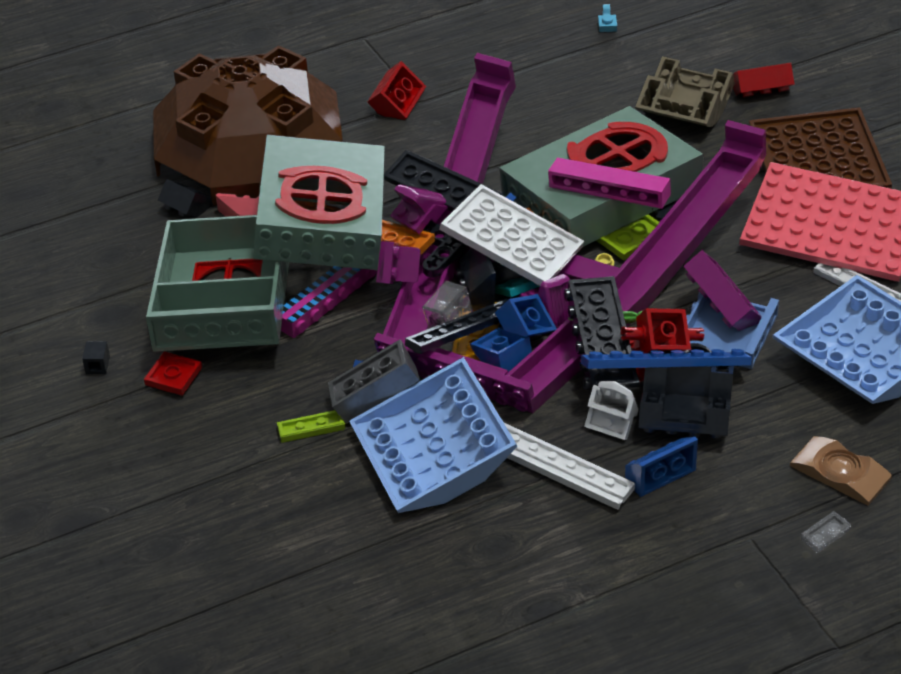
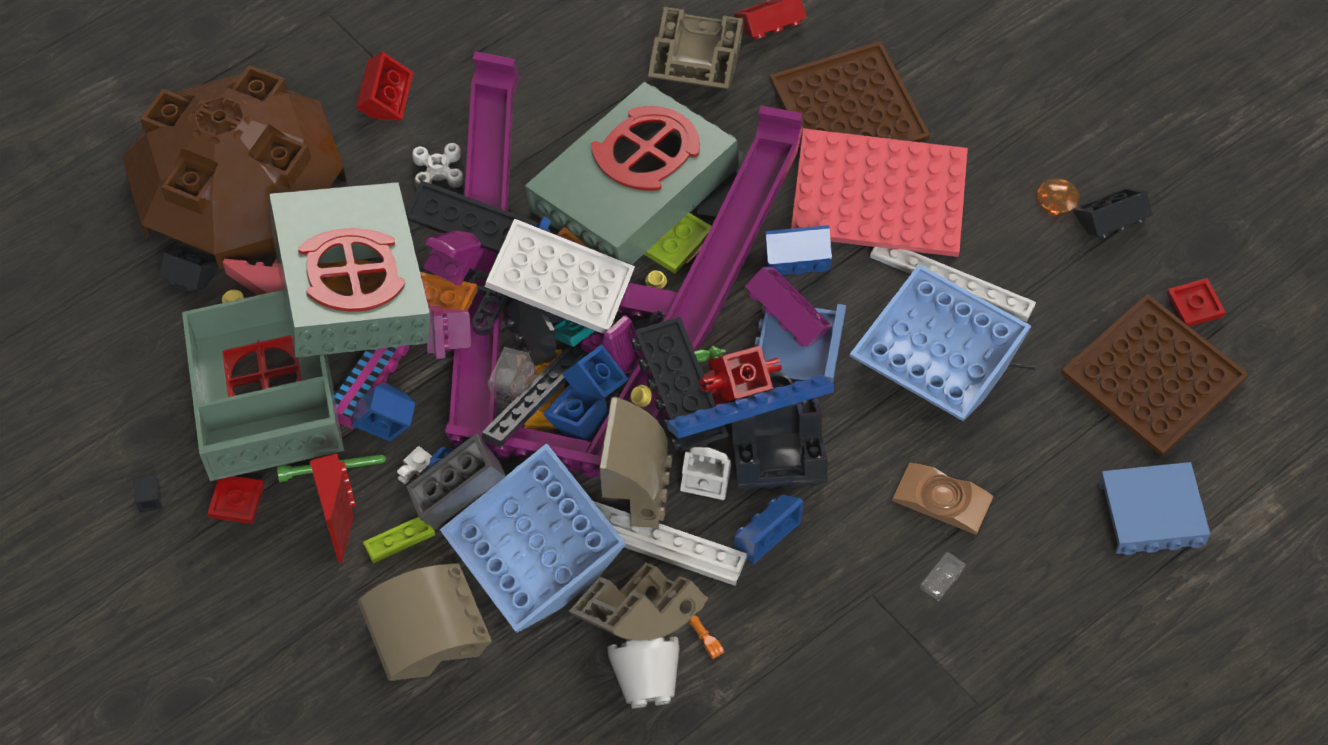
camera: 15 degrees left, 15 degrees up
(223, 359) = (287, 472): none -> bright green piece
(257, 376) = (336, 499): none -> red slope
(313, 484) = (423, 621): none -> dark tan slope
(323, 321) = (384, 412): none -> blue piece
(338, 369) = (414, 463): none -> white plate
(429, 149) = (438, 165): none -> white gear
(511, 555) = (646, 670): none -> white cone
(512, 496) = (637, 614): none -> dark tan slope
(546, 382) = (636, 462): none -> dark tan slope
(564, 339) = (641, 395): none -> light yellow plate
(582, 553) = (710, 643): none -> orange piece
(609, 182) = (649, 196): dark pink brick -> none
(744, 251) = (798, 250): none -> slope

